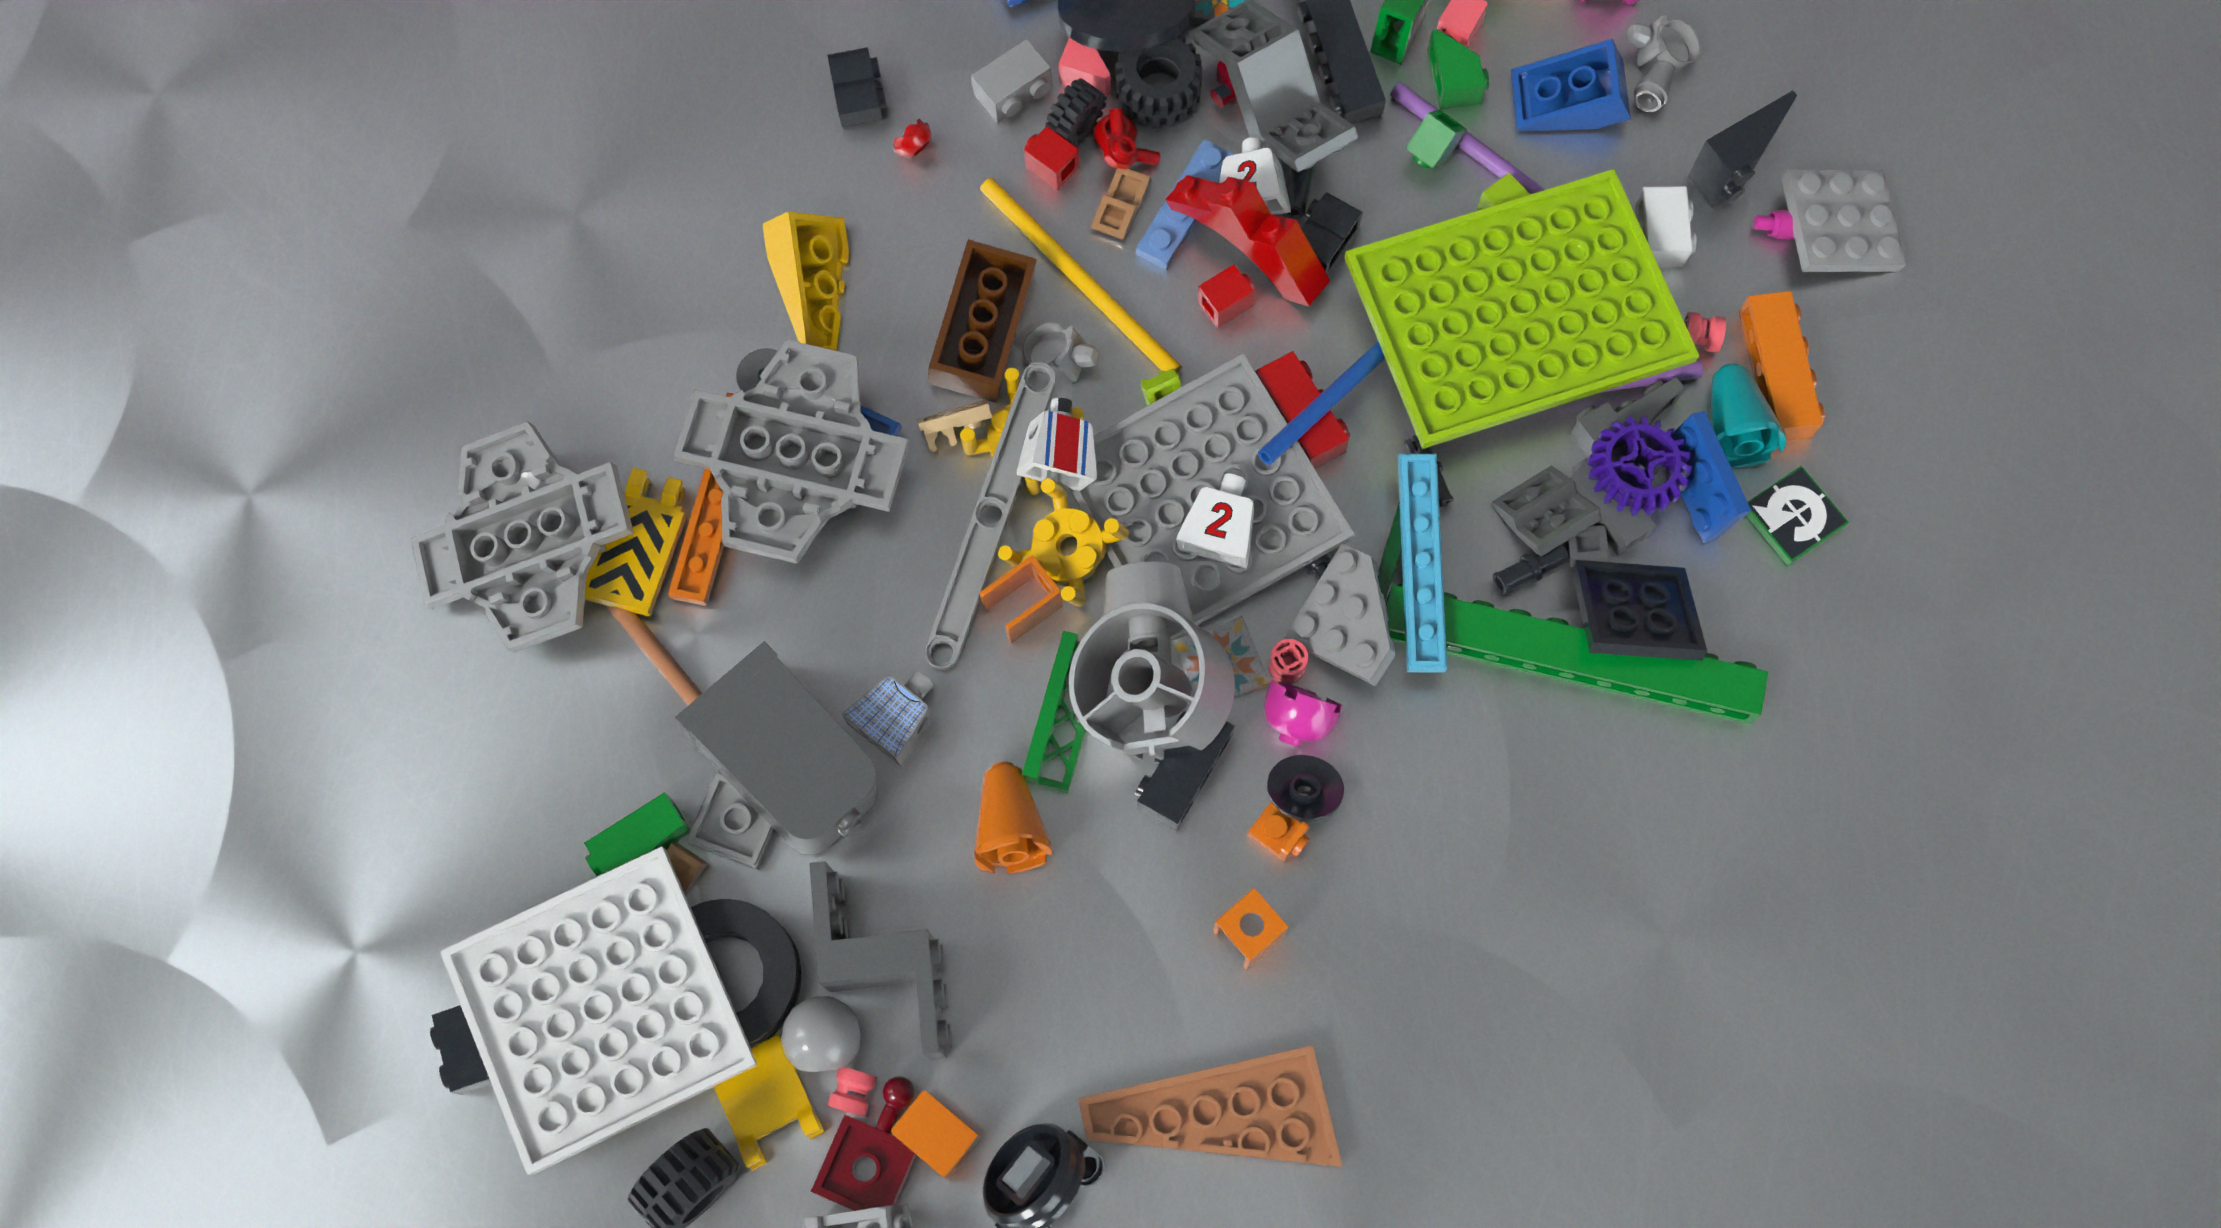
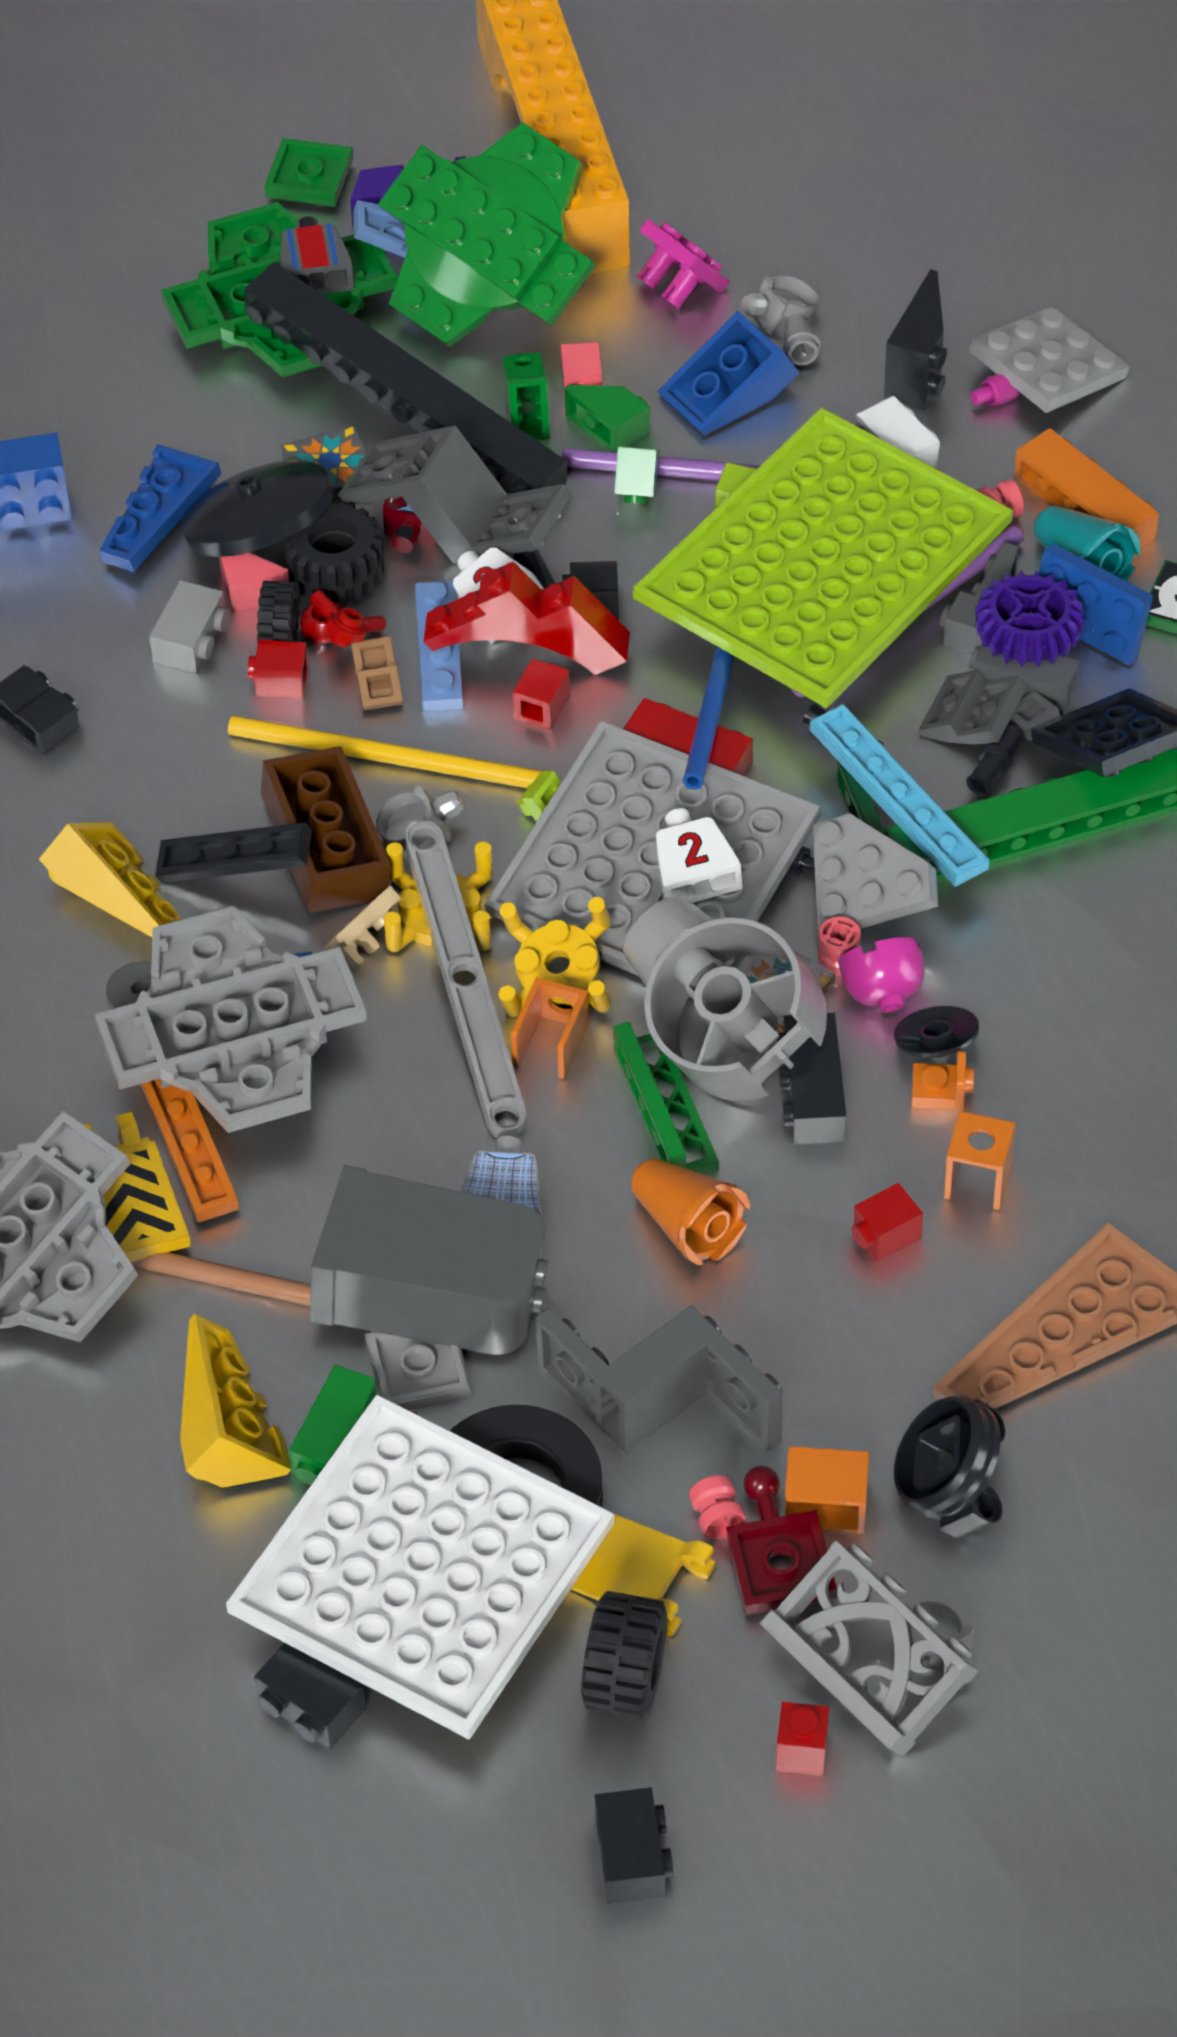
camera: 35 degrees left, 20 degrees down
(571, 782) = (222, 1416): none -> yellow wedge
(821, 1035) = (652, 1469): light grey helmet -> none
(899, 304) = (233, 852): none -> black tile
(914, 140) = (130, 722): red plate -> none
(1059, 448) = (490, 875): white torso -> none
(1147, 930) = (887, 1222): none -> red brick

